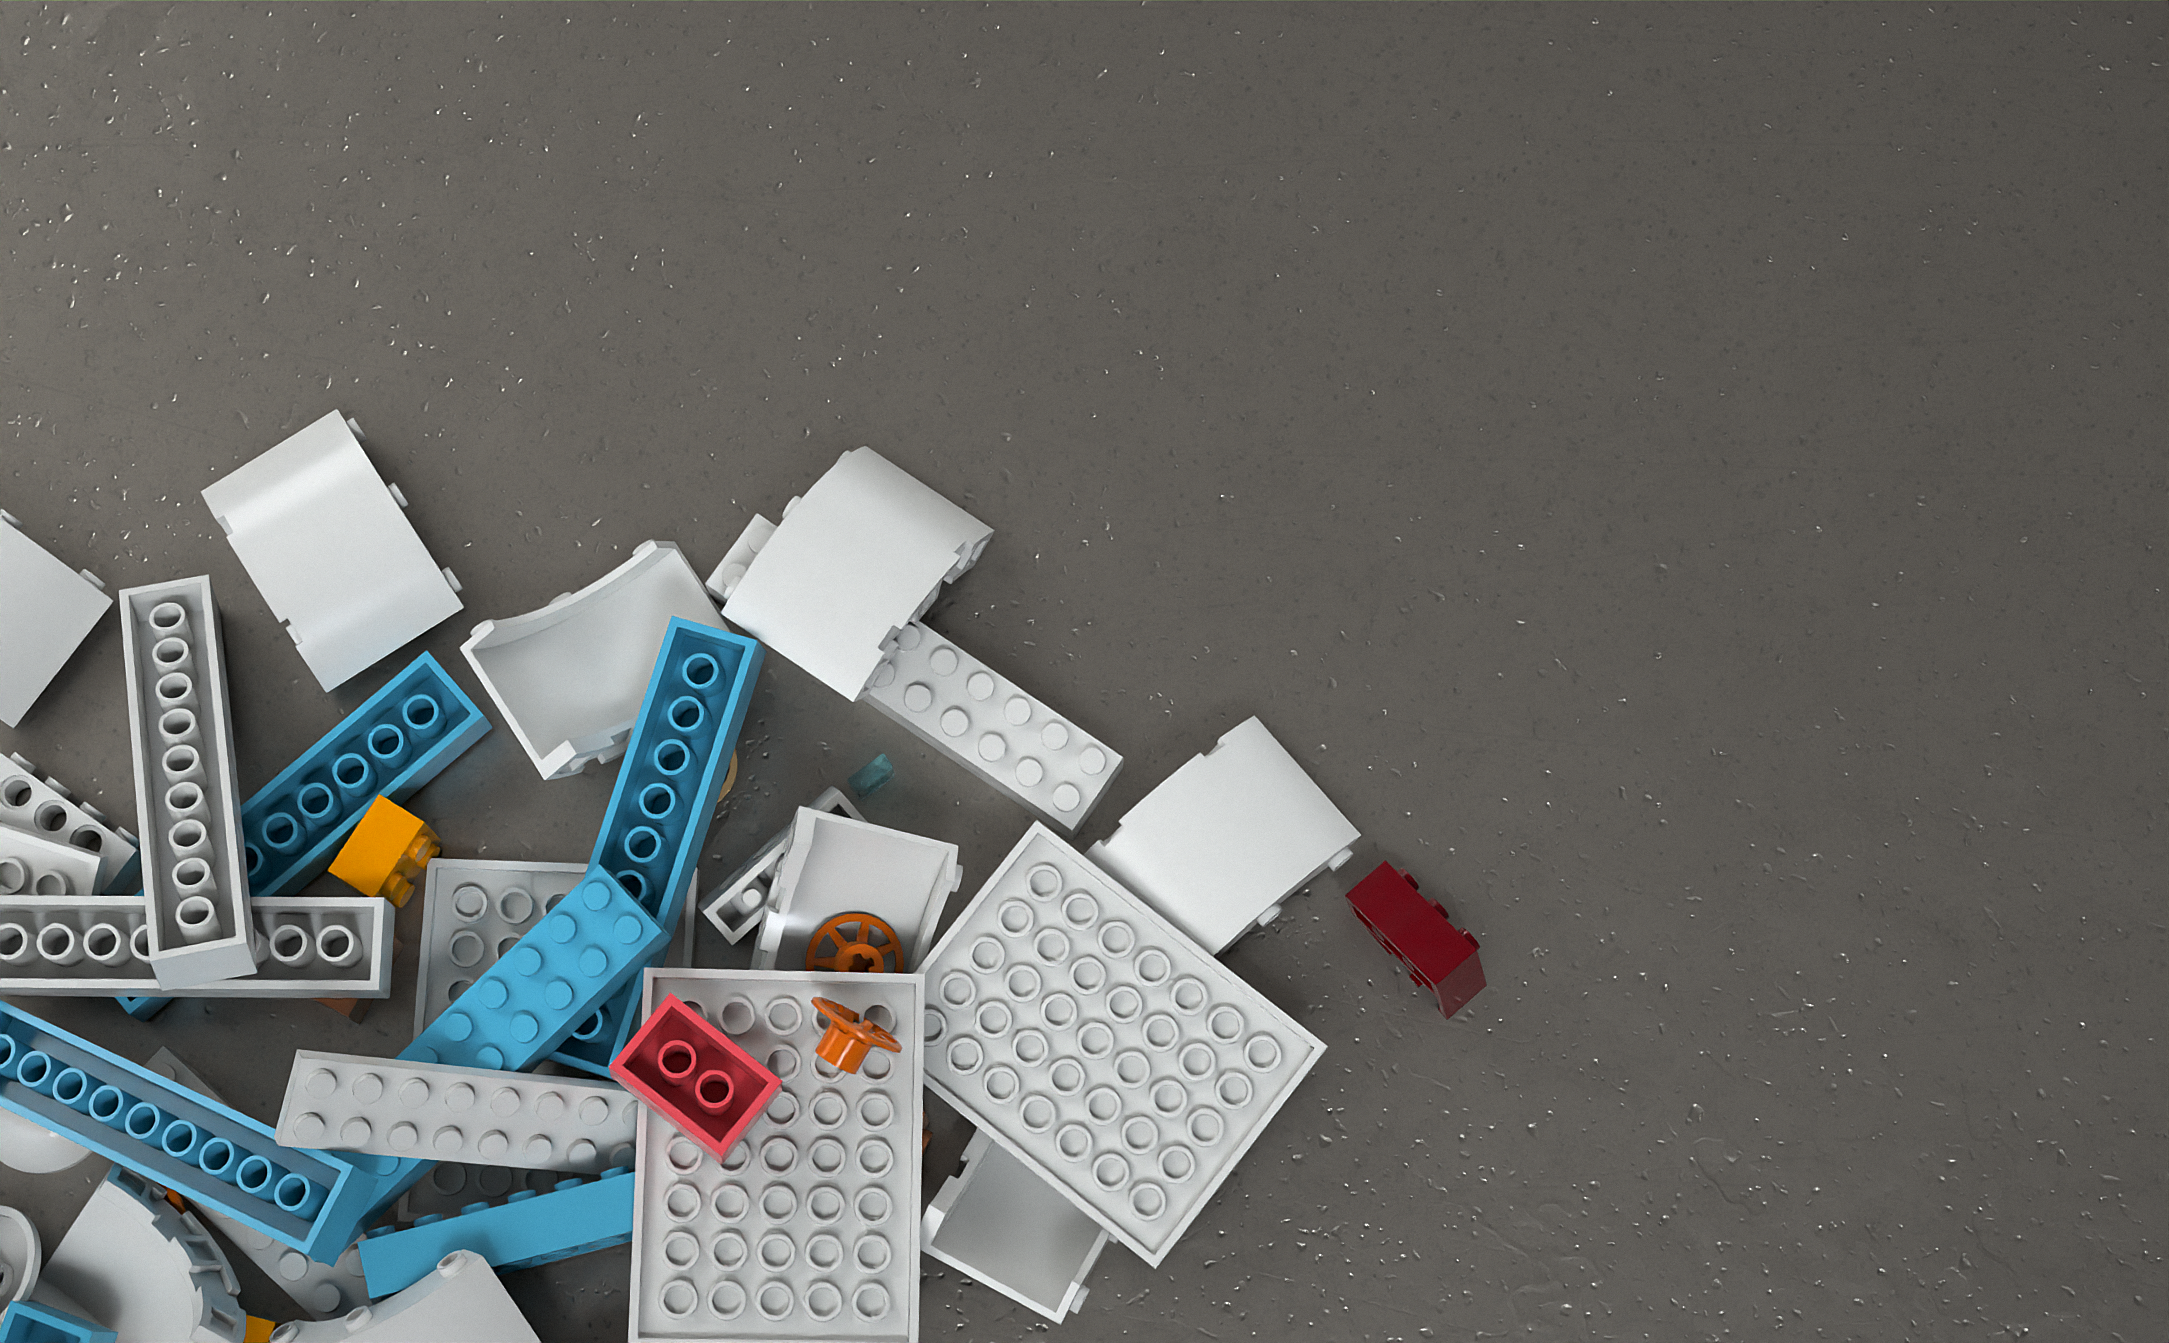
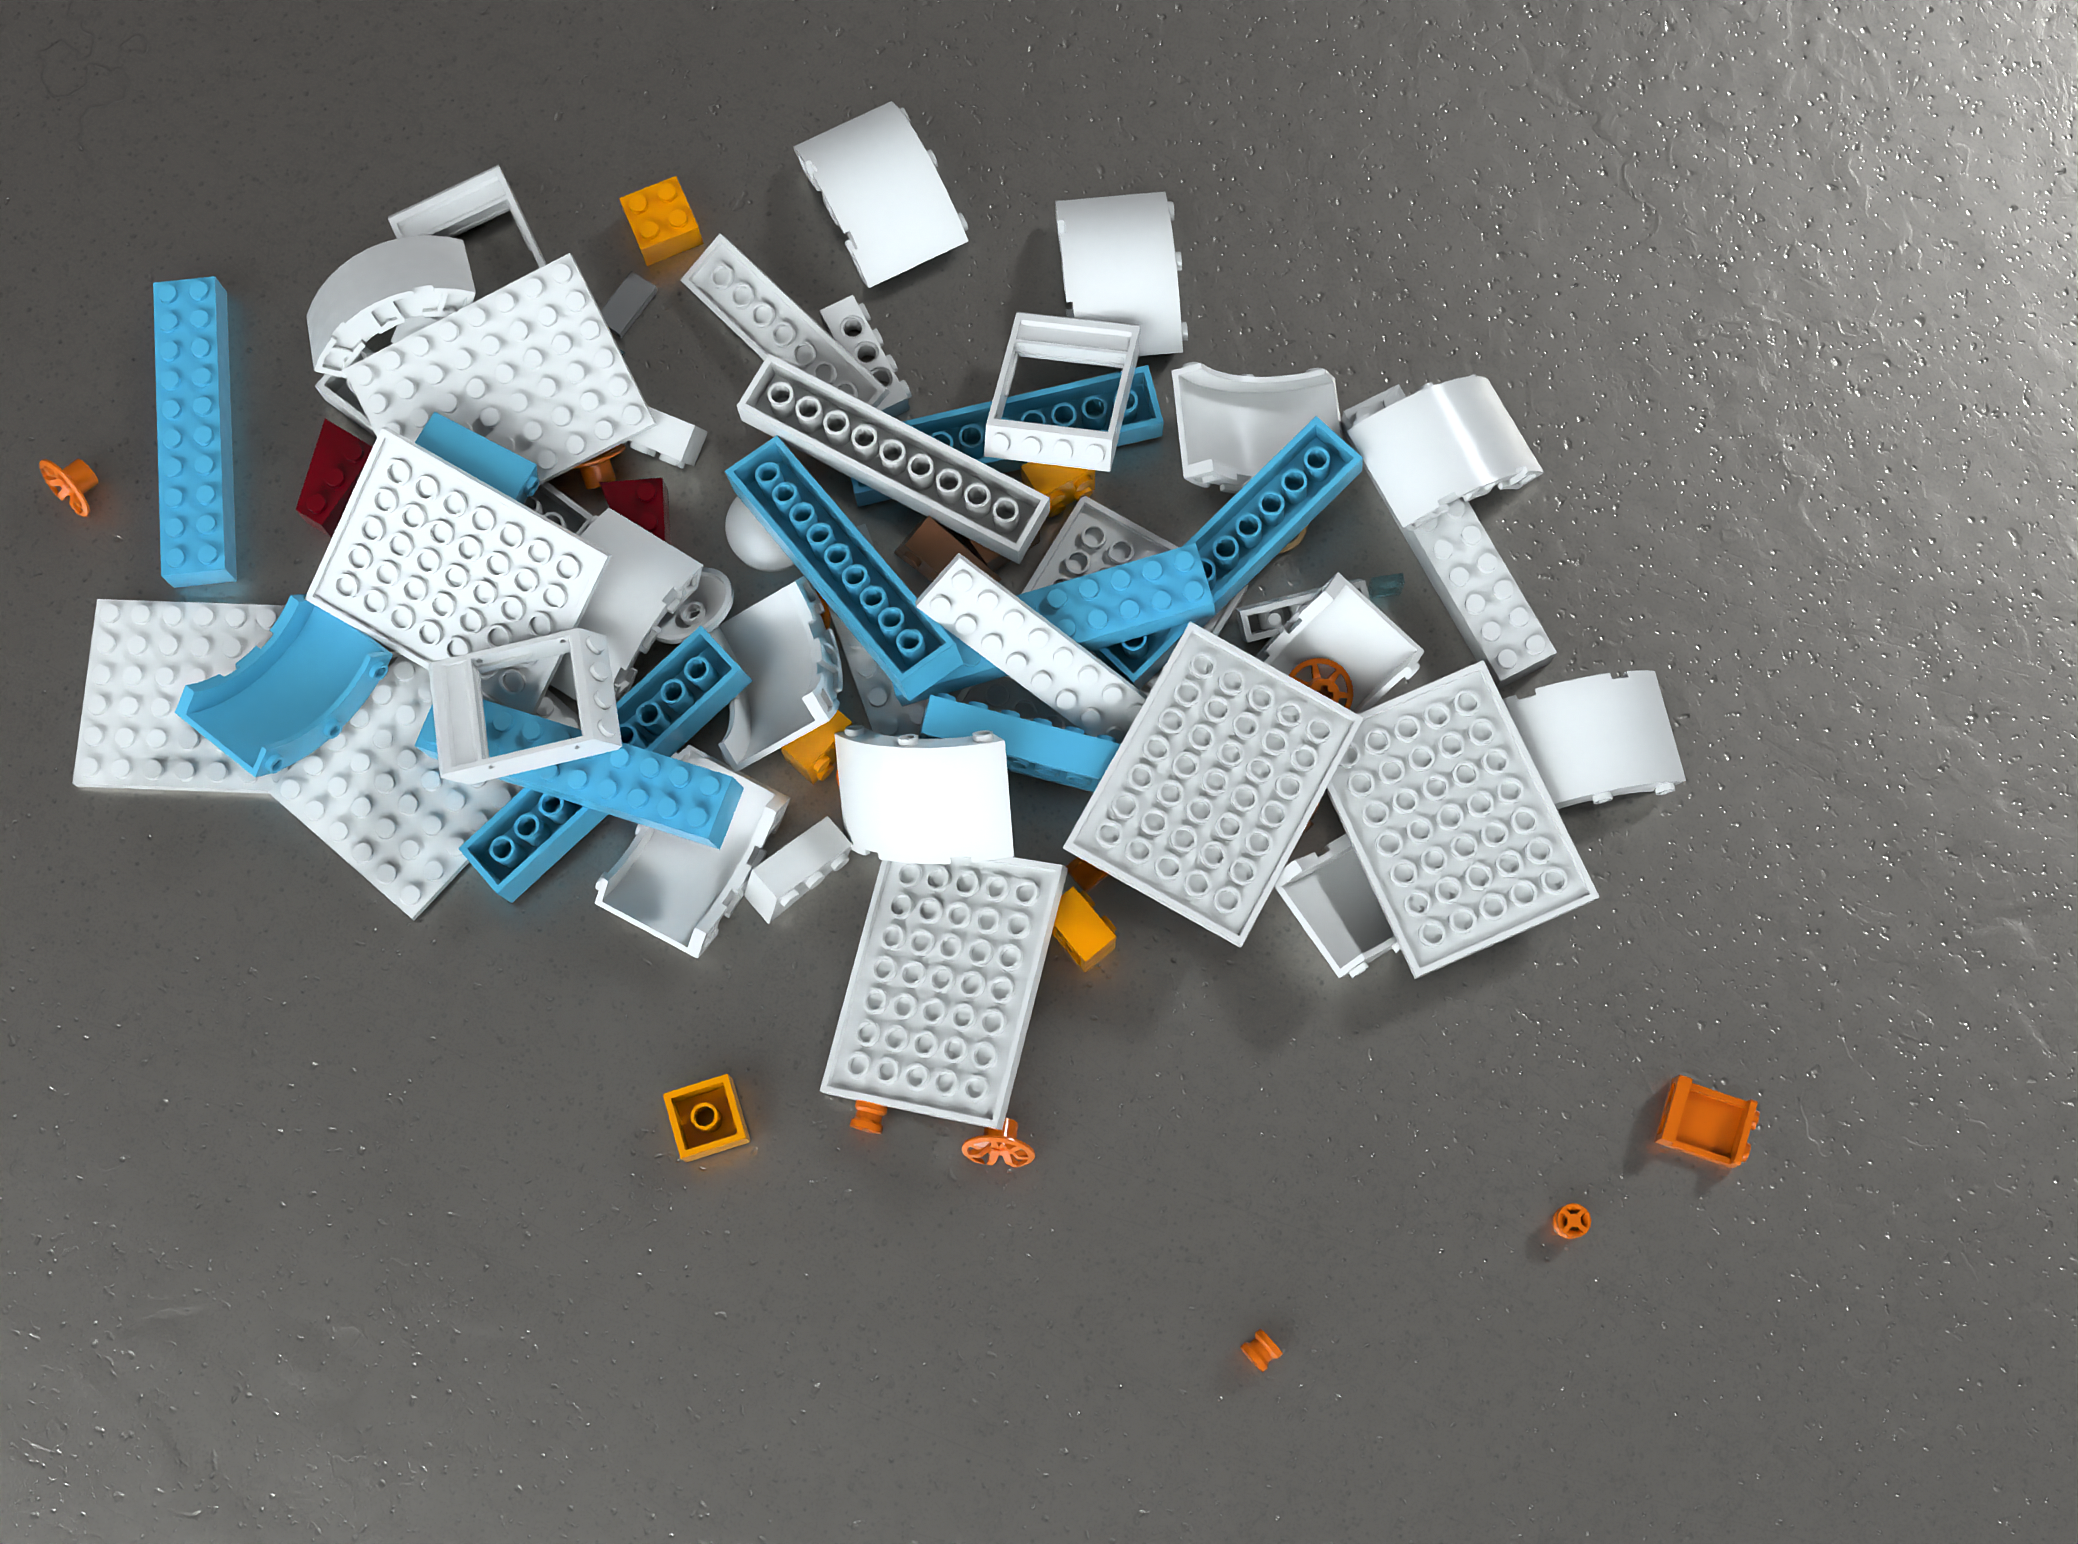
camera: 30 degrees right, 0 degrees up
(186, 784) = (962, 368): white brick -> none
(272, 1033) = (932, 548): none -> nougat wedge
(307, 673) = (1066, 341): none -> white window
(695, 1078) = (1190, 702): coral brick -> none
(847, 1042) = (1297, 729): orange wheel -> none
(1419, 936) = (1692, 863): dark red wedge -> none
(1599, 1252) = (1707, 1123): none -> orange panel

